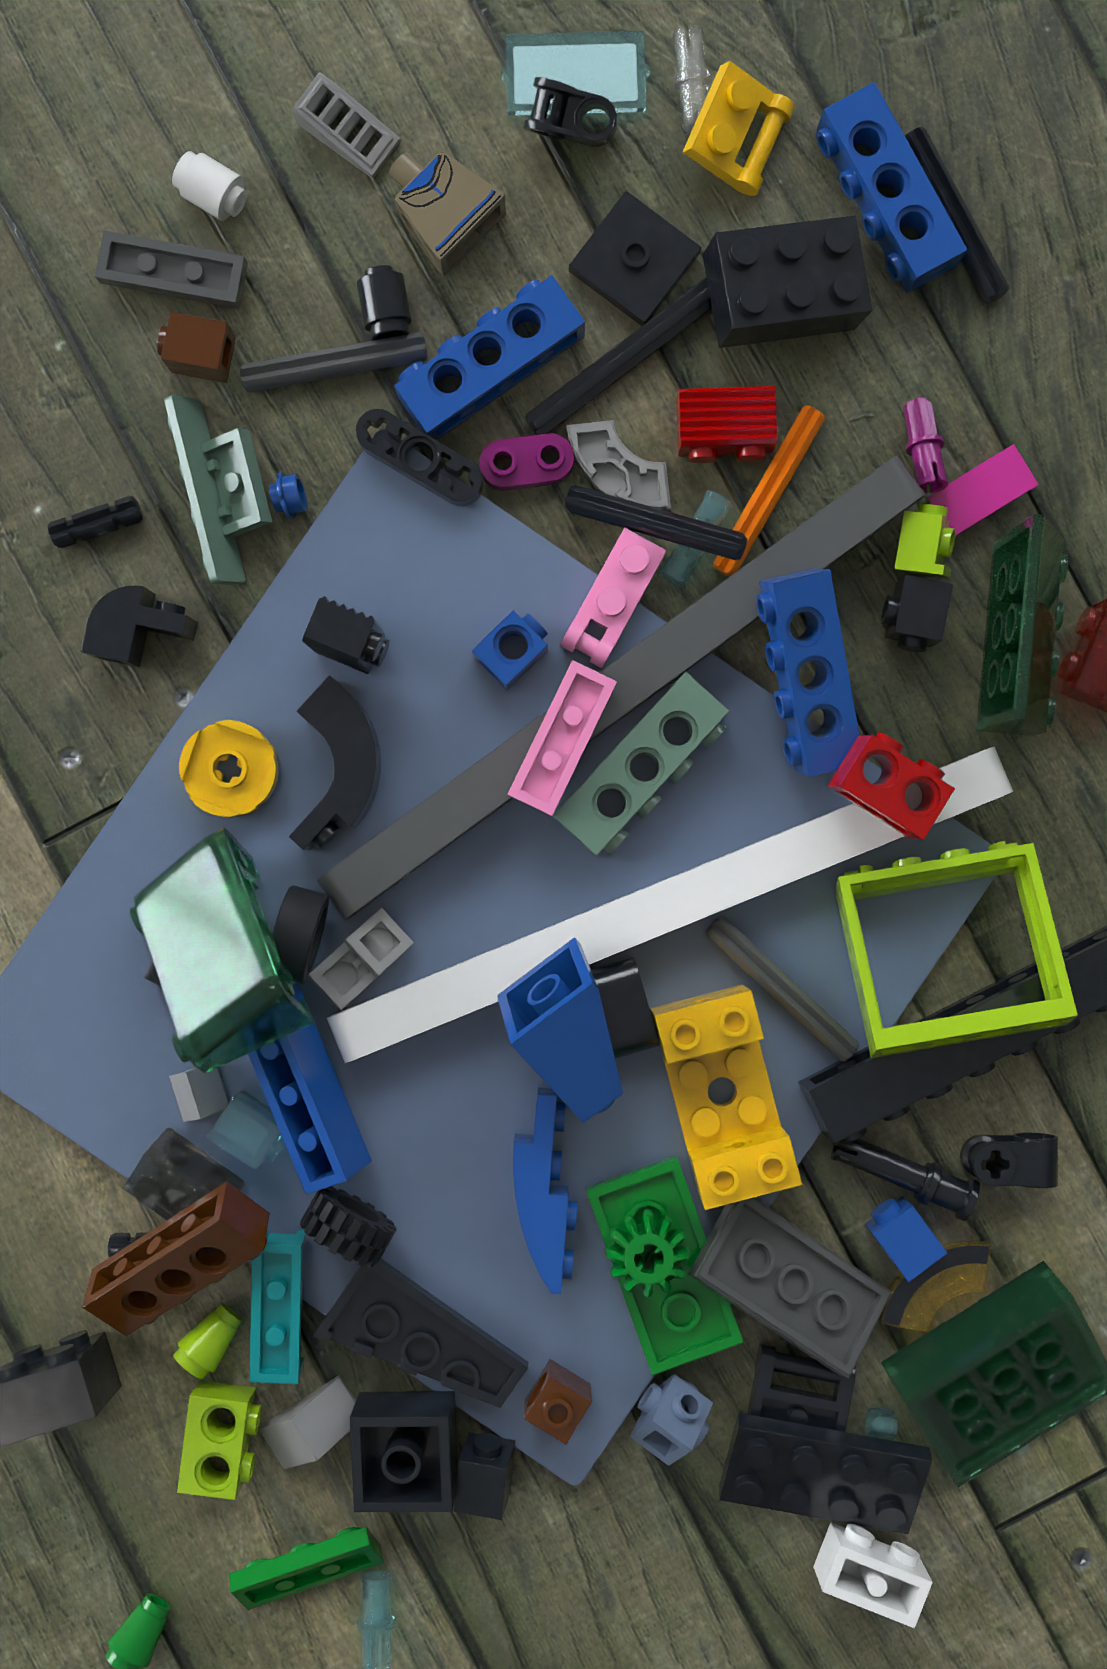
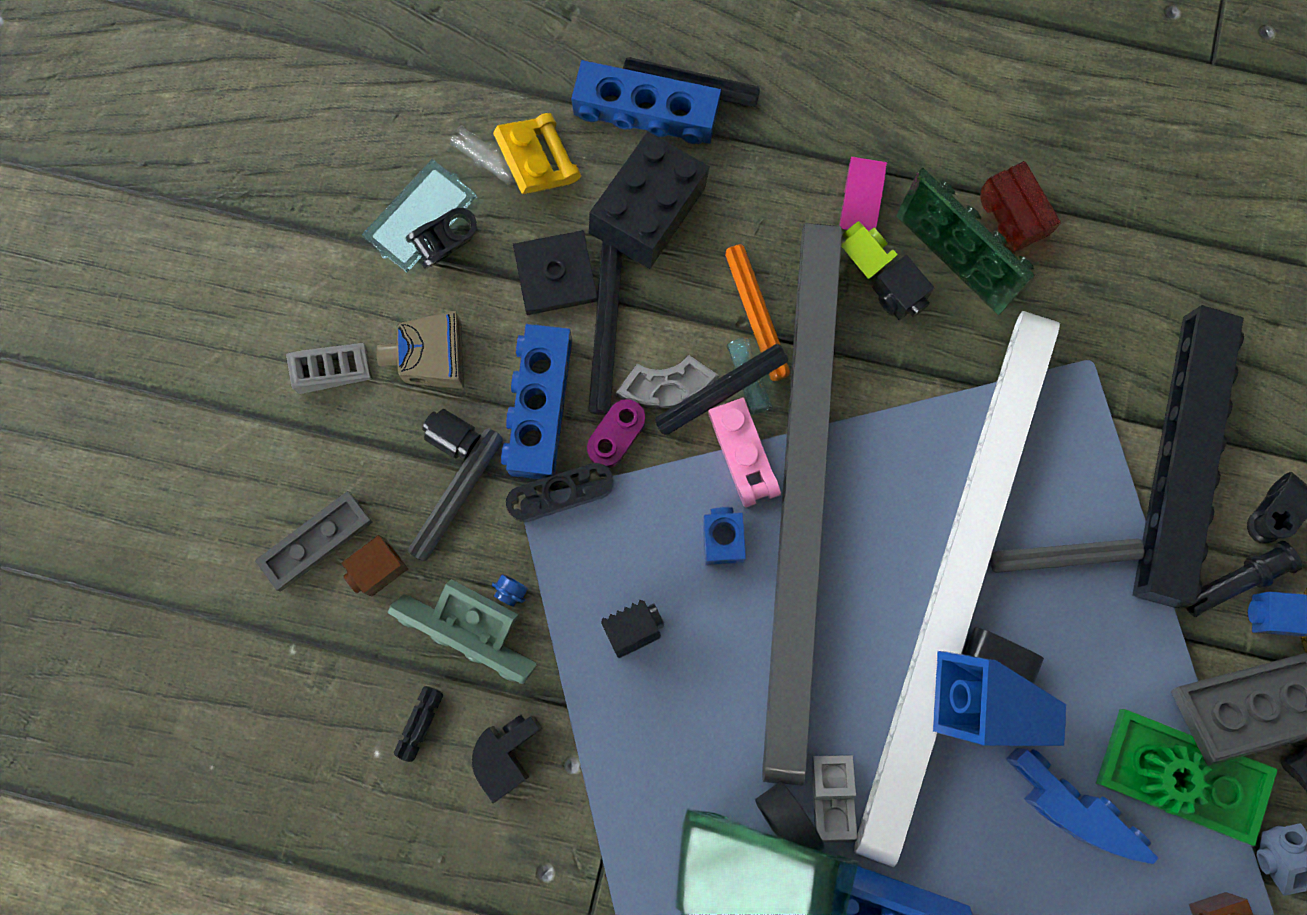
camera: 50 degrees left, 10 degrees down
(209, 185) = (288, 474): white brick -> none
(216, 744) = (638, 797): yellow plate -> none
(355, 759) = (699, 683): black arch -> none
(562, 738) = (809, 552): bright pink plate -> none
(682, 702) = (857, 581): sand green brick -> none
(726, 423) = (697, 301): red brick -> none
(733, 1145) = (1144, 664): yellow plate -> none
(821, 643) = (943, 394): blue brick -> none
(887, 795) = (1006, 390): red brick -> none
(925, 445) = (808, 204): magenta axle -> none
(956, 867) = (1157, 372): lime window -> none

